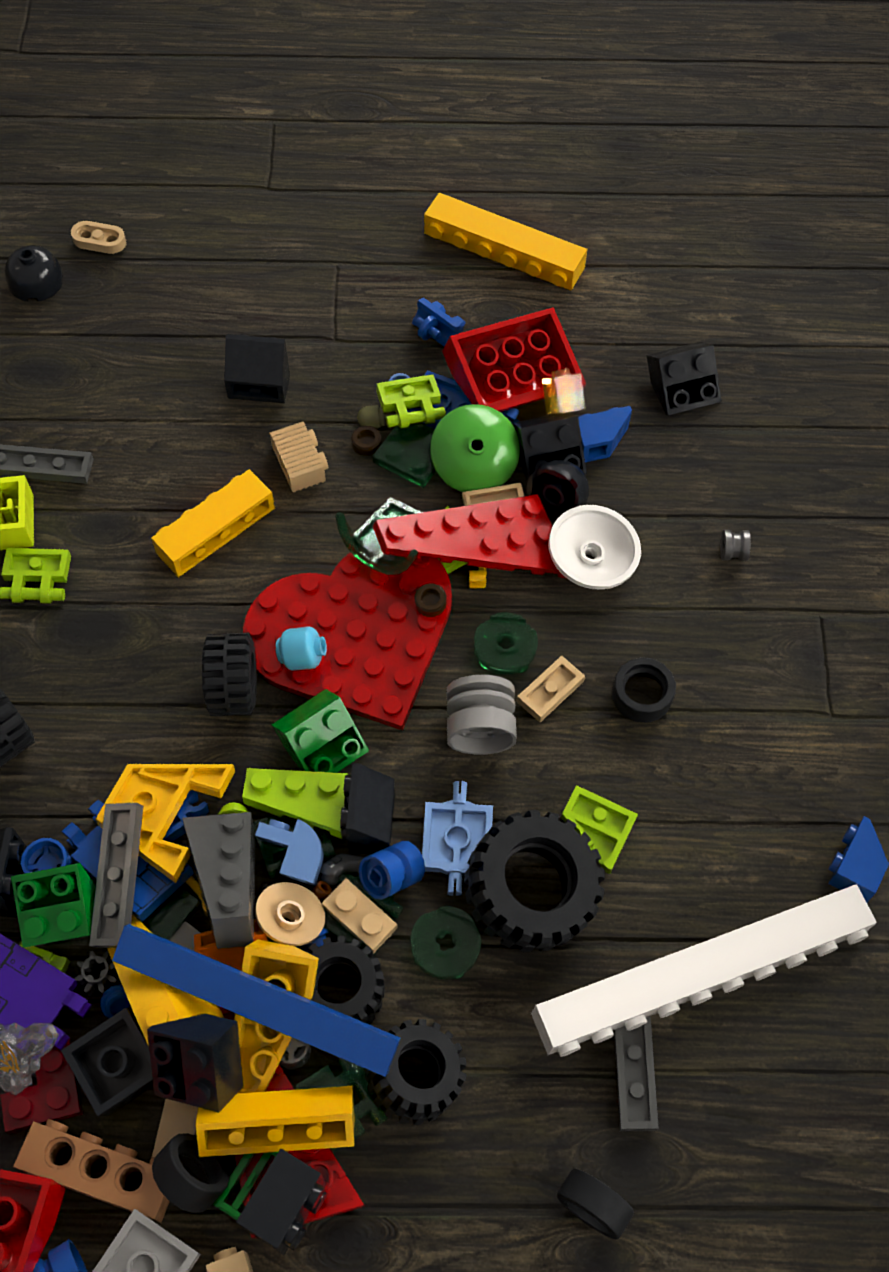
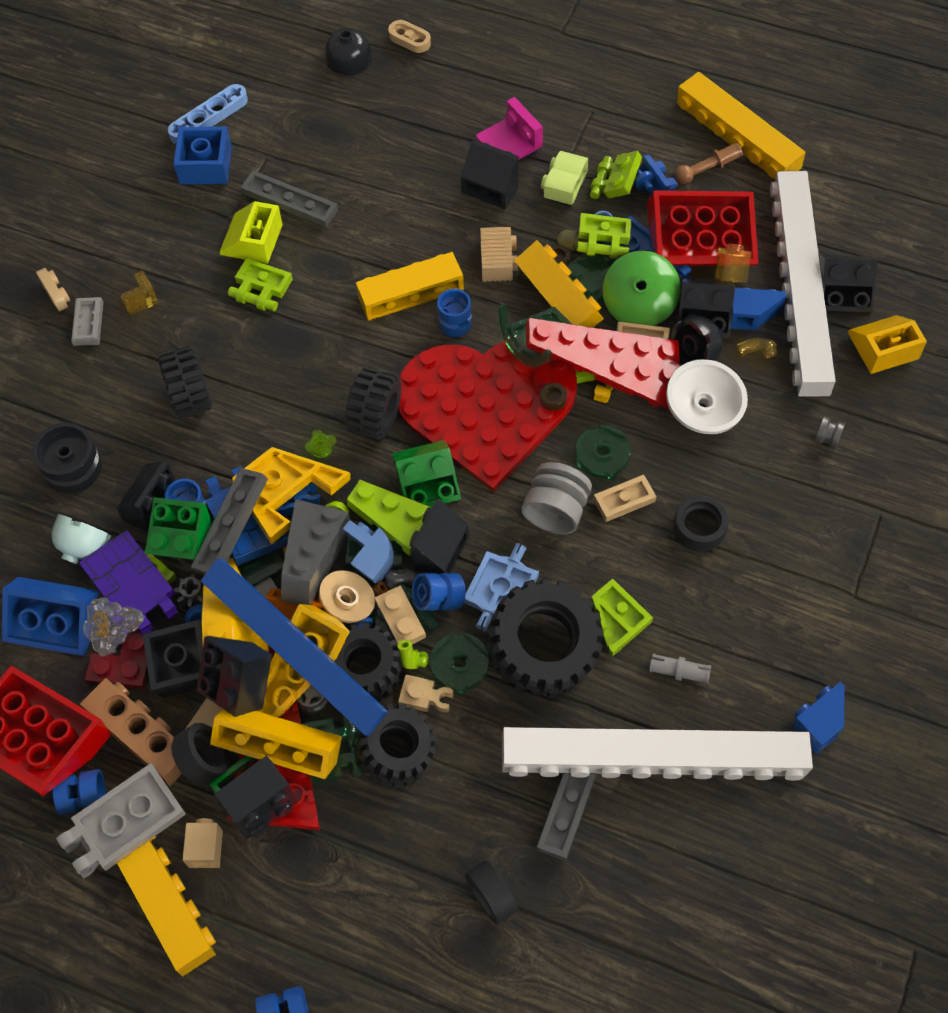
camera: 25 degrees right, 0 degrees up
(183, 749) = (323, 450): none -> clear neon green plate
(264, 313) = (517, 133): none -> dark pink bracket
(278, 538) = (454, 312): none -> blue wheel
(300, 648) = (435, 401): medium azure head -> none
(339, 348) = (565, 177): none -> yellowish green brick
(383, 474) = (557, 287): none -> yellow brick
(390, 957) = (411, 658): none -> lime arm
(401, 330) = (620, 175): none -> lime plate
(414, 997) = (421, 693): none -> tan plate
(466, 308) = (685, 174): none -> medium nougat pin
(621, 471) = (757, 344): none -> clear yellow arm
(638, 386) = (802, 284): none -> white brick
(689, 861) = (680, 668): none -> light grey pin
(753, 428) = (888, 342): none -> yellow slope

